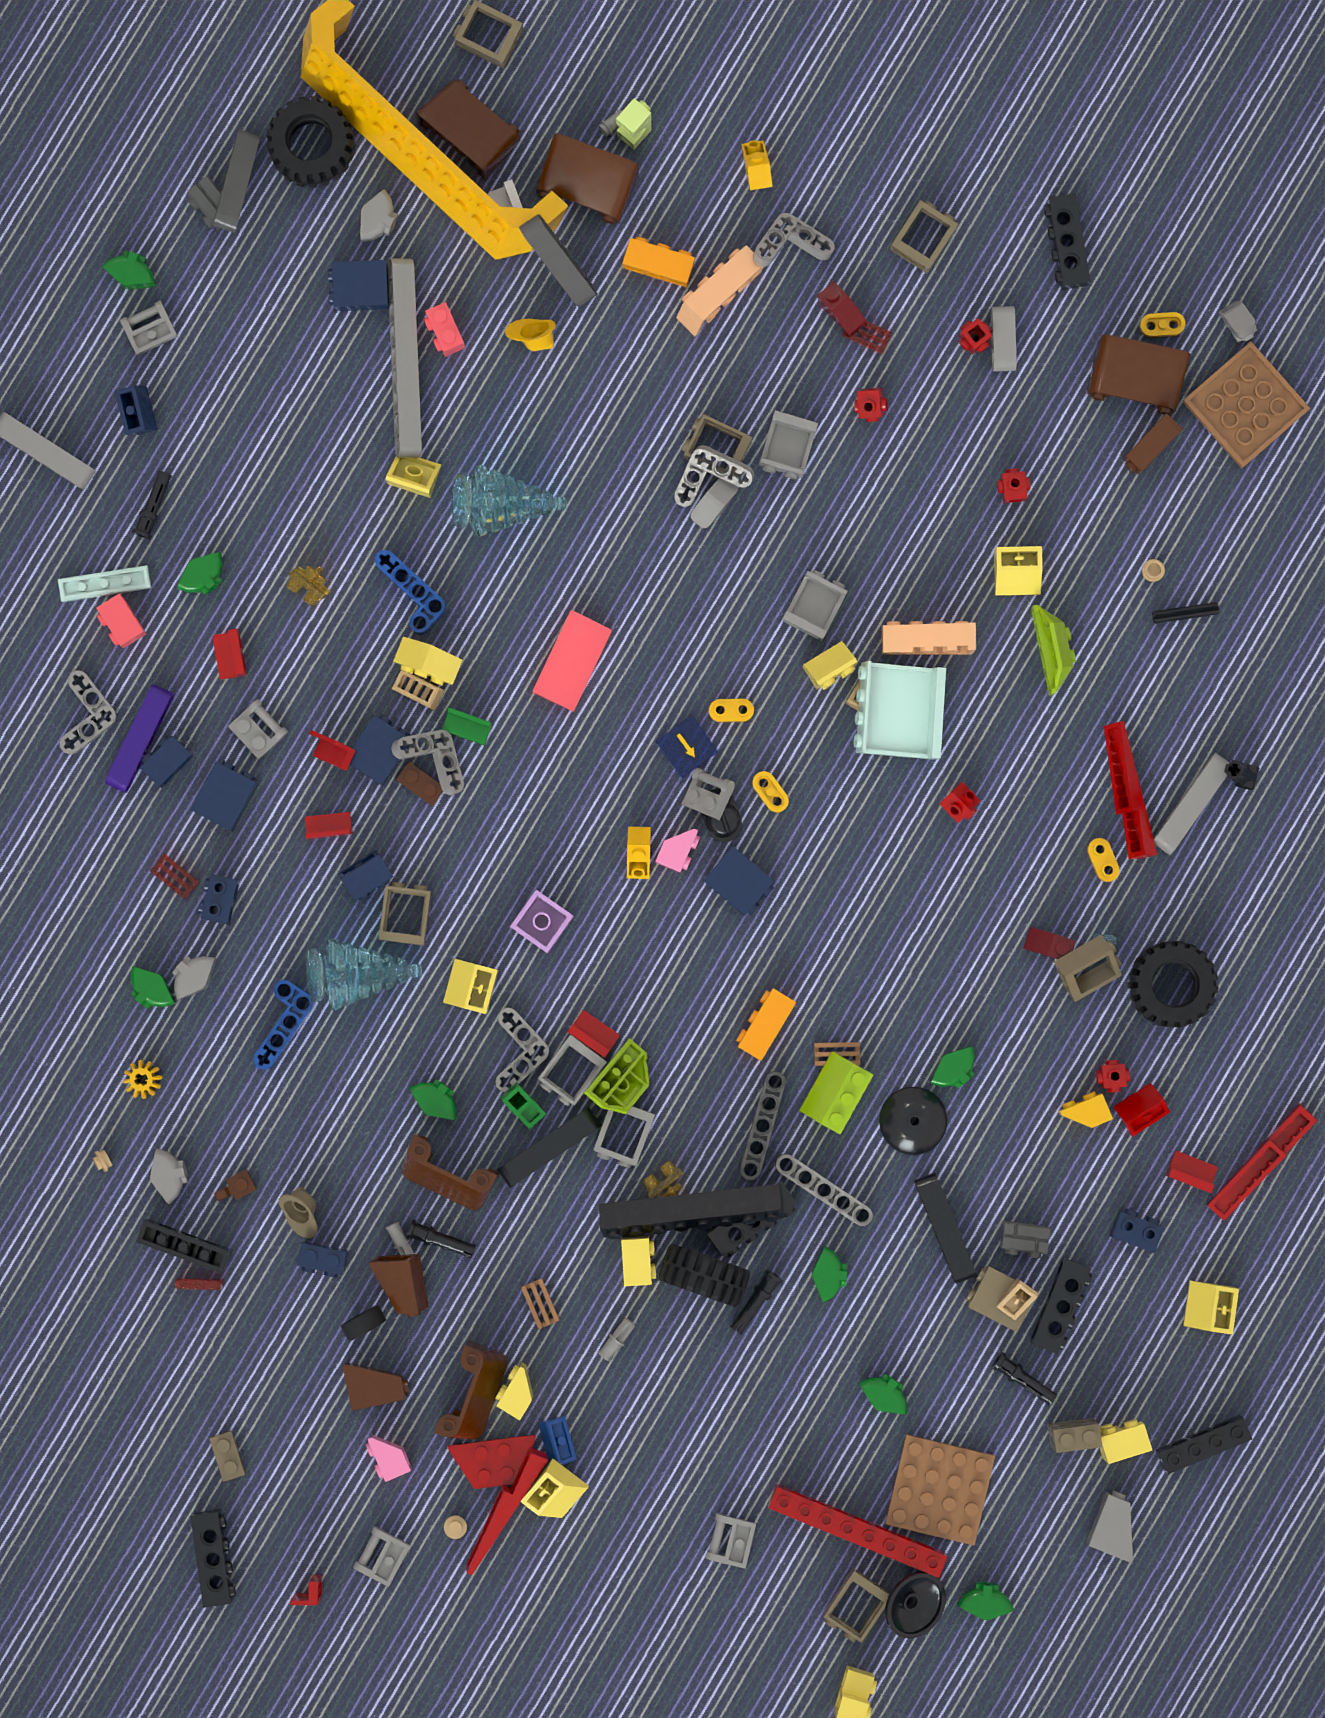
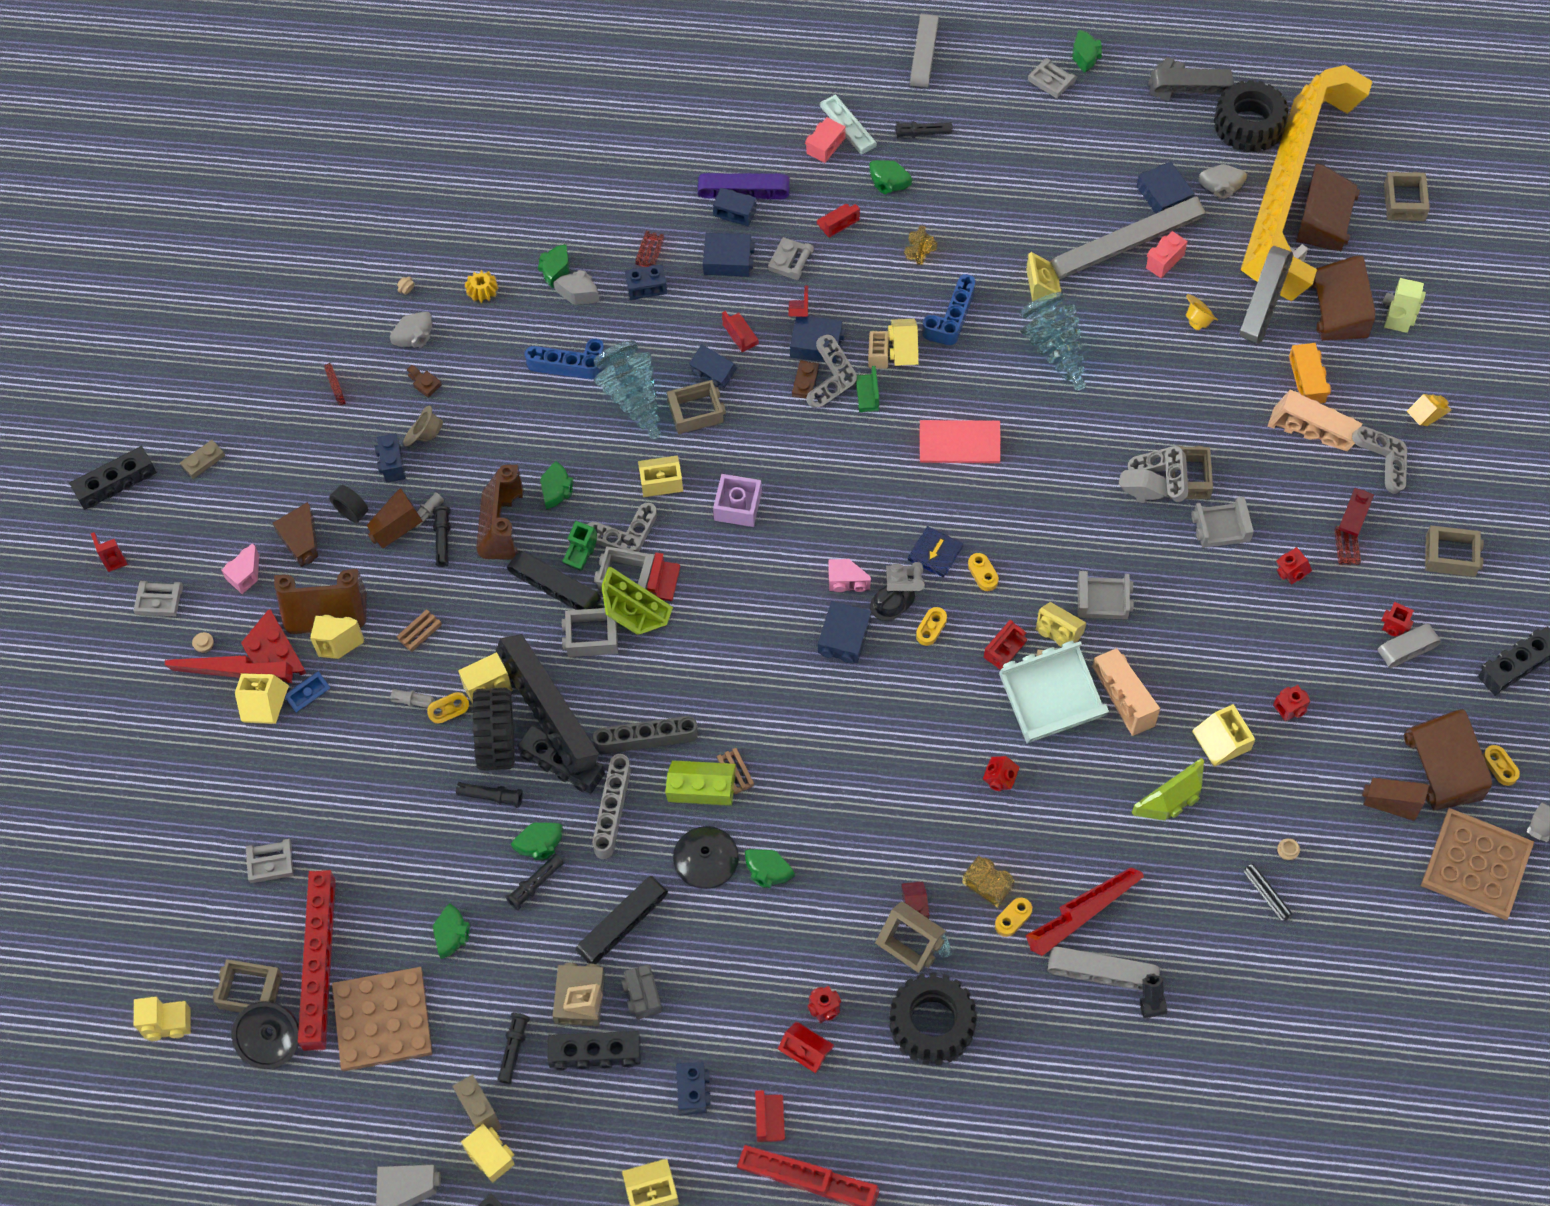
camera: 70 degrees right, 25 degrees down
(95, 710) = (748, 154): light grey beam -> none
(136, 410) = (987, 89): dark blue brick -> none
(184, 1245) = (360, 360): black brick -> none
(638, 852) = (832, 545): yellow slope -> none
(644, 1307) = (447, 707): none -> yellow plate
(672, 1174) = (564, 682): clear yellow hips -> none
(765, 1023) = (733, 702): light orange brick -> none
(824, 729) = (1005, 645): none -> red hinge
(871, 1303) = (525, 886): none -> black pin
(985, 1601) = (291, 1099): green piece -> none
(1061, 866) = (987, 881): none -> clear yellow brick
(1089, 1112) = (782, 999): yellow slope -> none

